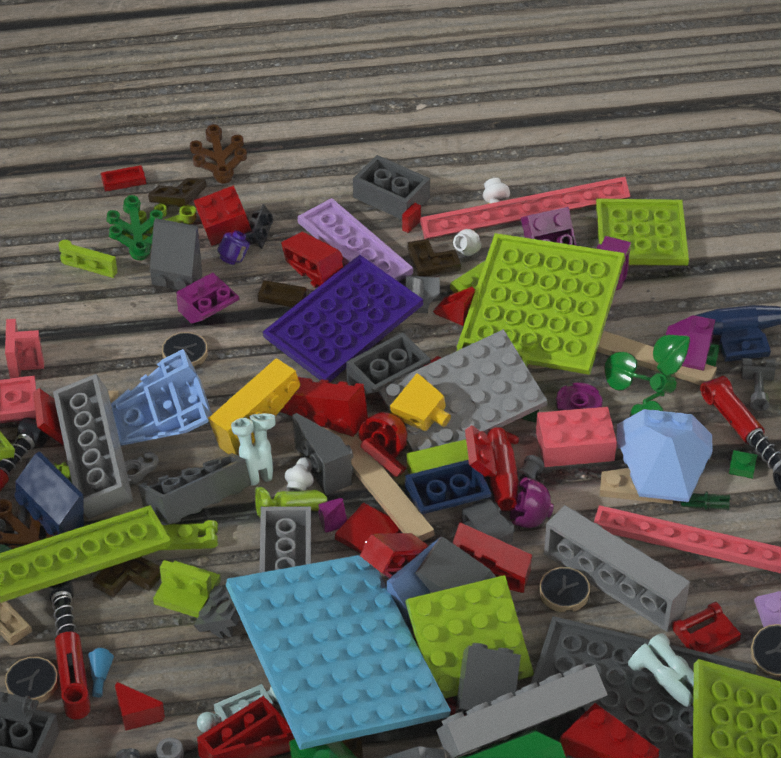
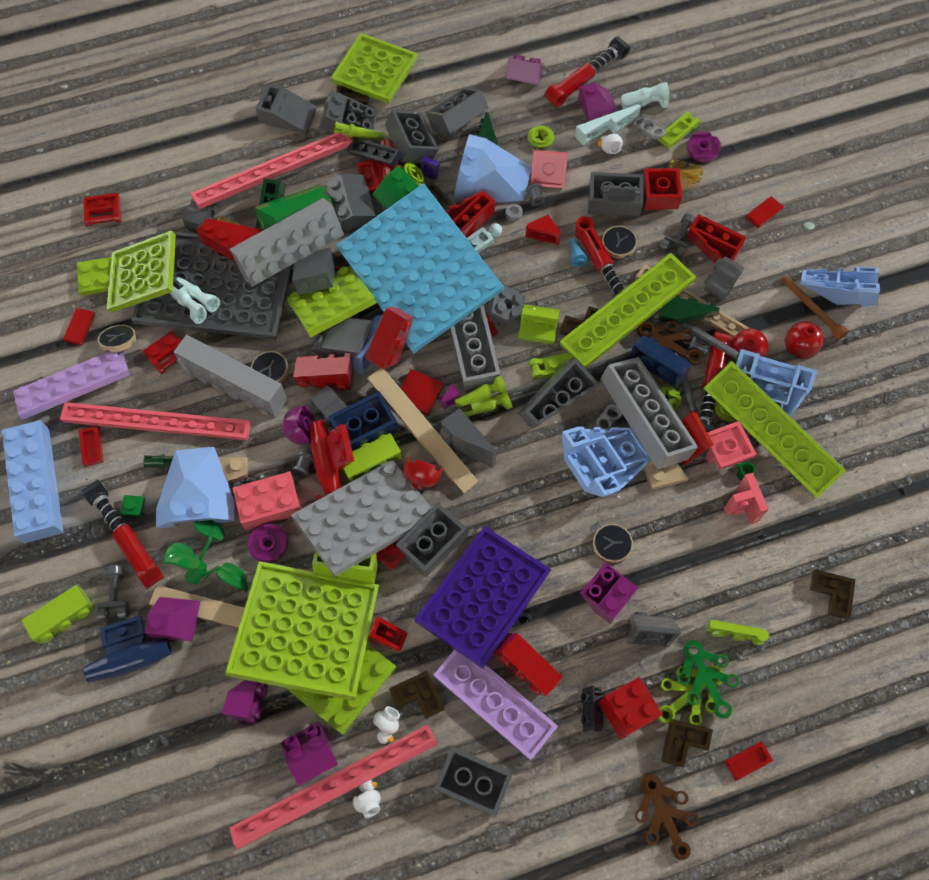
camera: 170 degrees right, 20 degrees up
(233, 247) = (606, 667): dark purple head -> none
(257, 456) = (519, 425): light aqua piece -> none
(263, 394) = (530, 462): yellow wedge -> none
(281, 293) = (547, 627): dark brown tile -> none
(299, 476) = (482, 422): white animal -> none
(330, 405) = (481, 488): red wedge -> none
(383, 457) = (406, 452): red tile -> none
(411, 217) = (449, 742): red tile -> none
(420, 405) = (395, 488): yellow torso -> none
(424, 287) = (421, 651): dark grey slope -> none
(651, 226) = (217, 774): lime plate -> none

